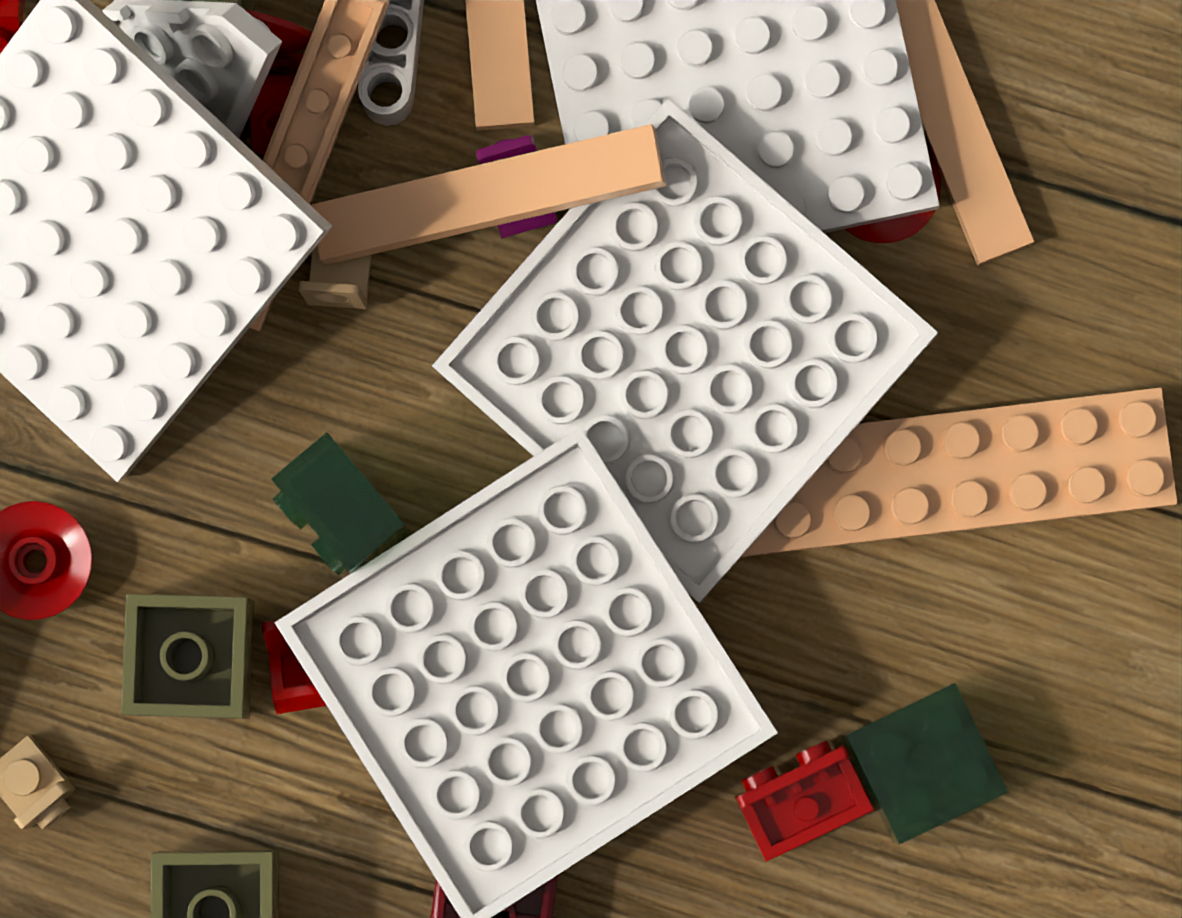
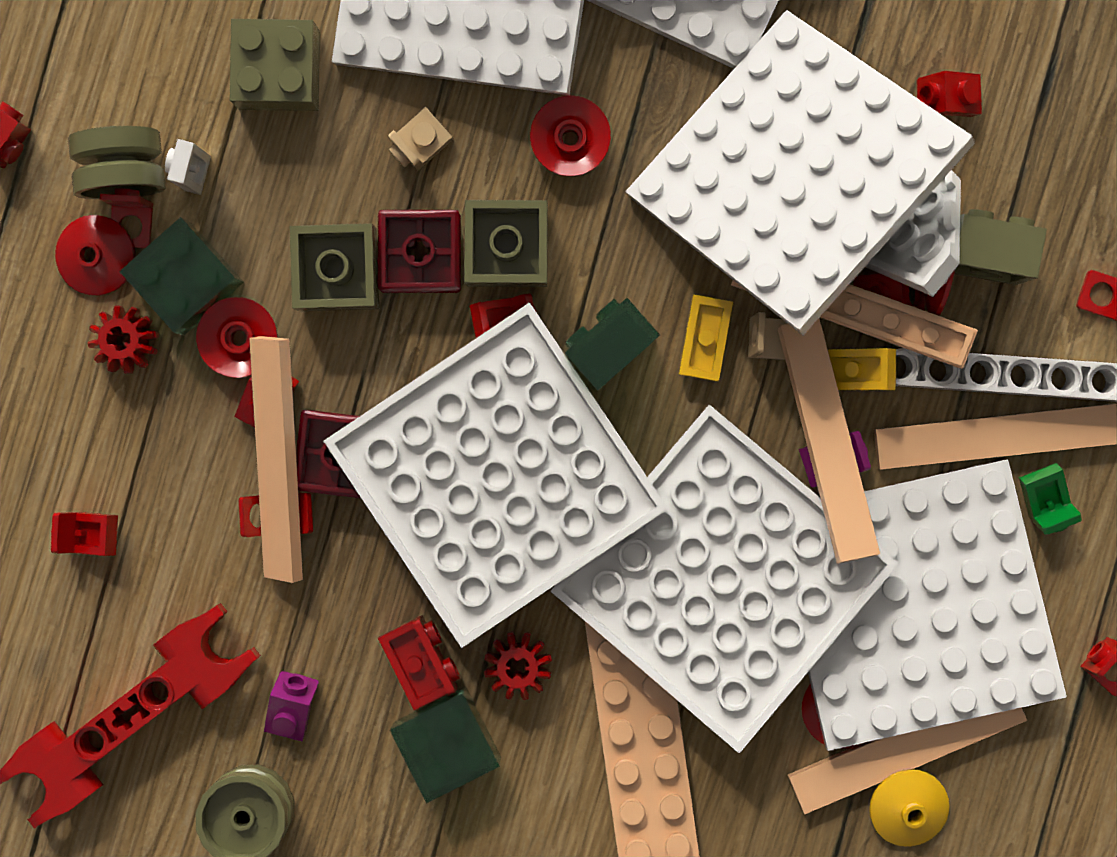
camera: 90 degrees right, 5 degrees up
(166, 815) = (400, 232): none -> dark red brick
(336, 369) = (705, 338): none -> yellow plate
(386, 141) = (864, 368): none -> yellow plate
(830, 656) = (517, 679): none -> red gear
(1009, 106) = (898, 797): none -> yellow dish

